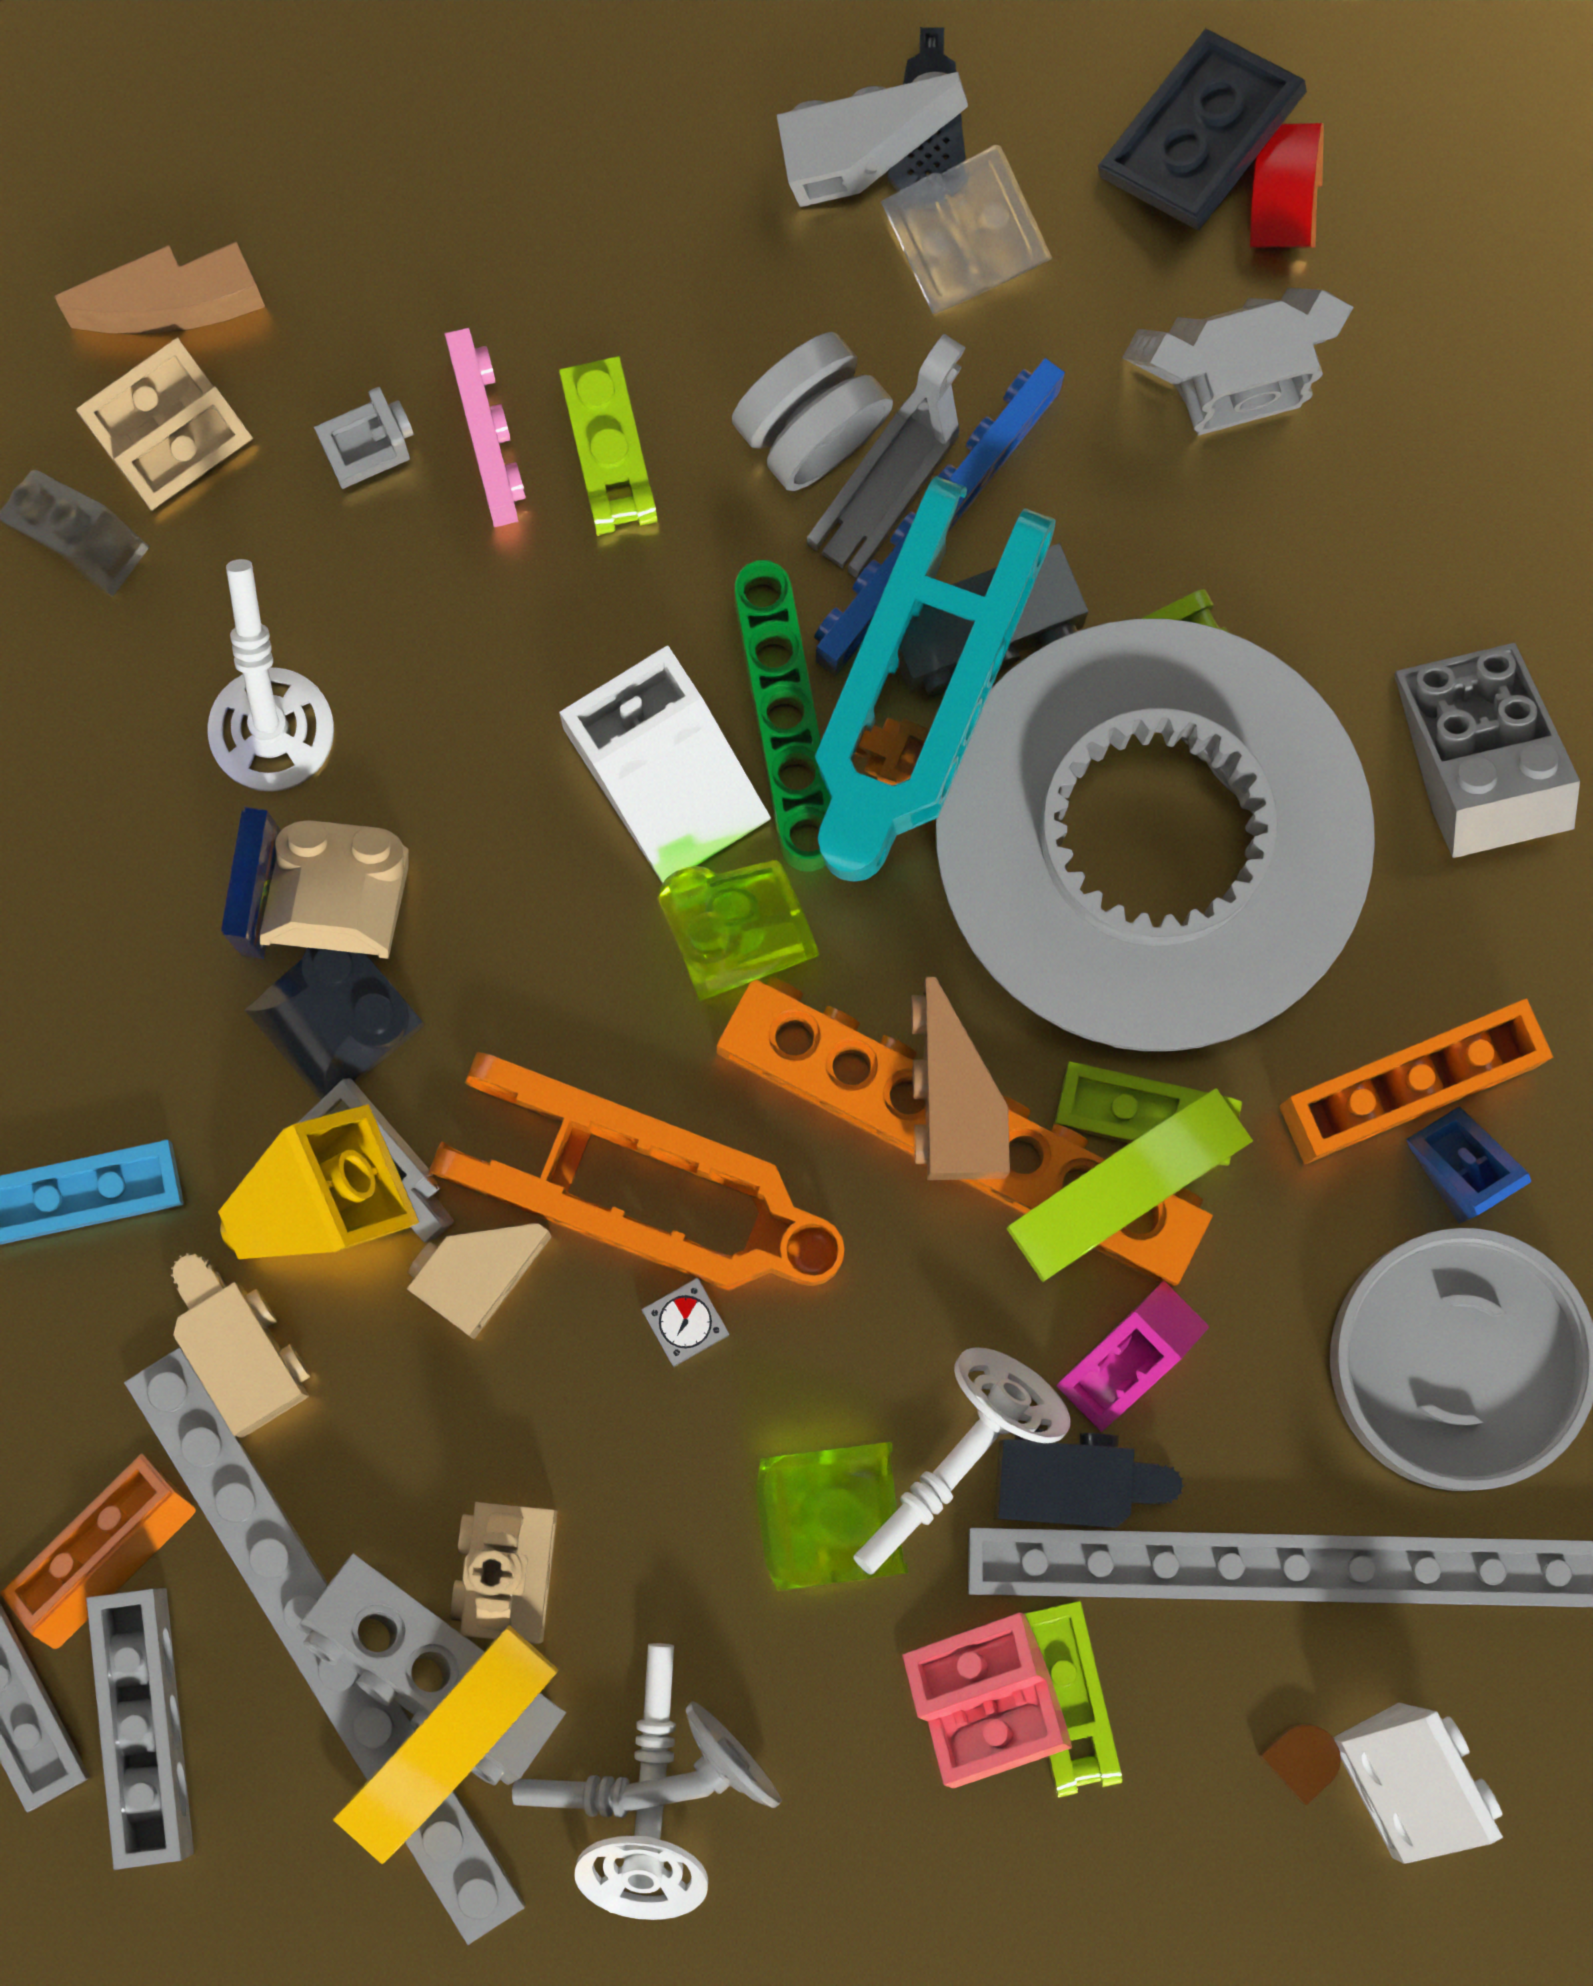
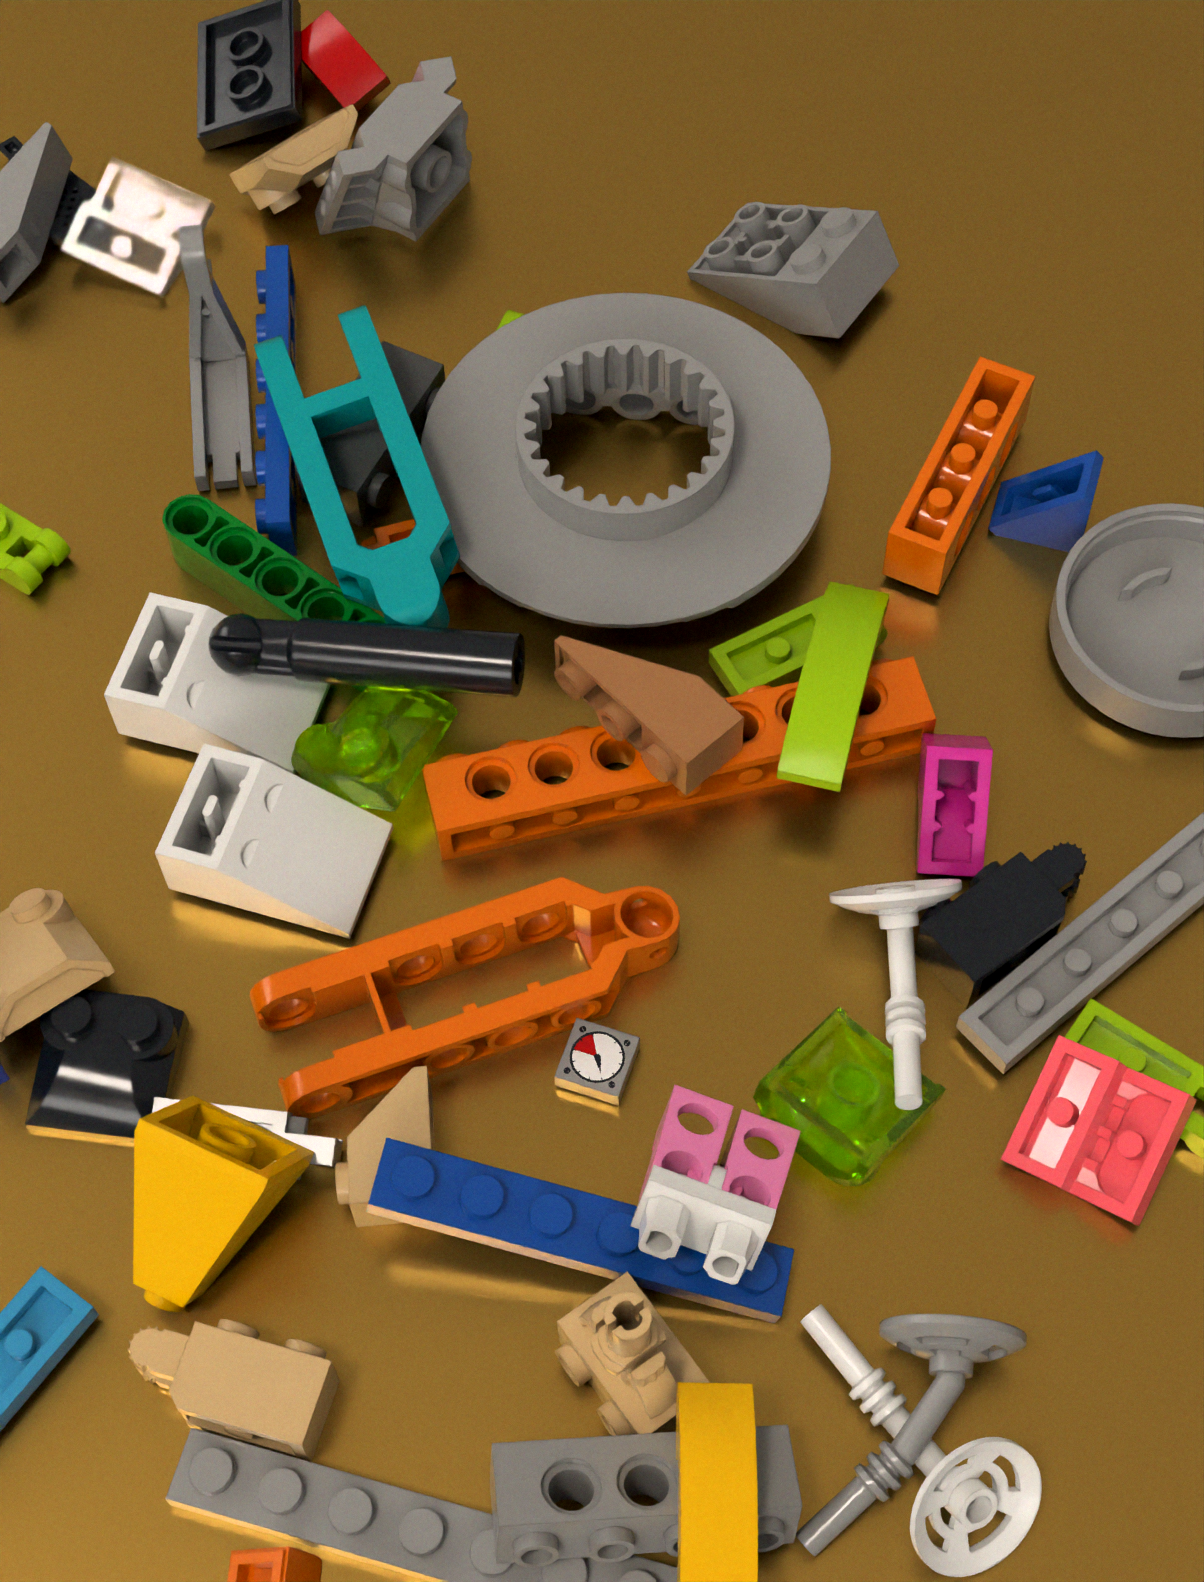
camera: 35 degrees left, 20 degrees down
(551, 1448) = (559, 1228): none -> blue plate
(594, 942) = (271, 843): none -> white slope
(648, 1516) = (708, 1205): none -> hips
(785, 860) = (372, 654): none -> black piece
(811, 411) = (124, 386): light grey wheel -> none
(1153, 278) = (305, 156): none -> tan slope

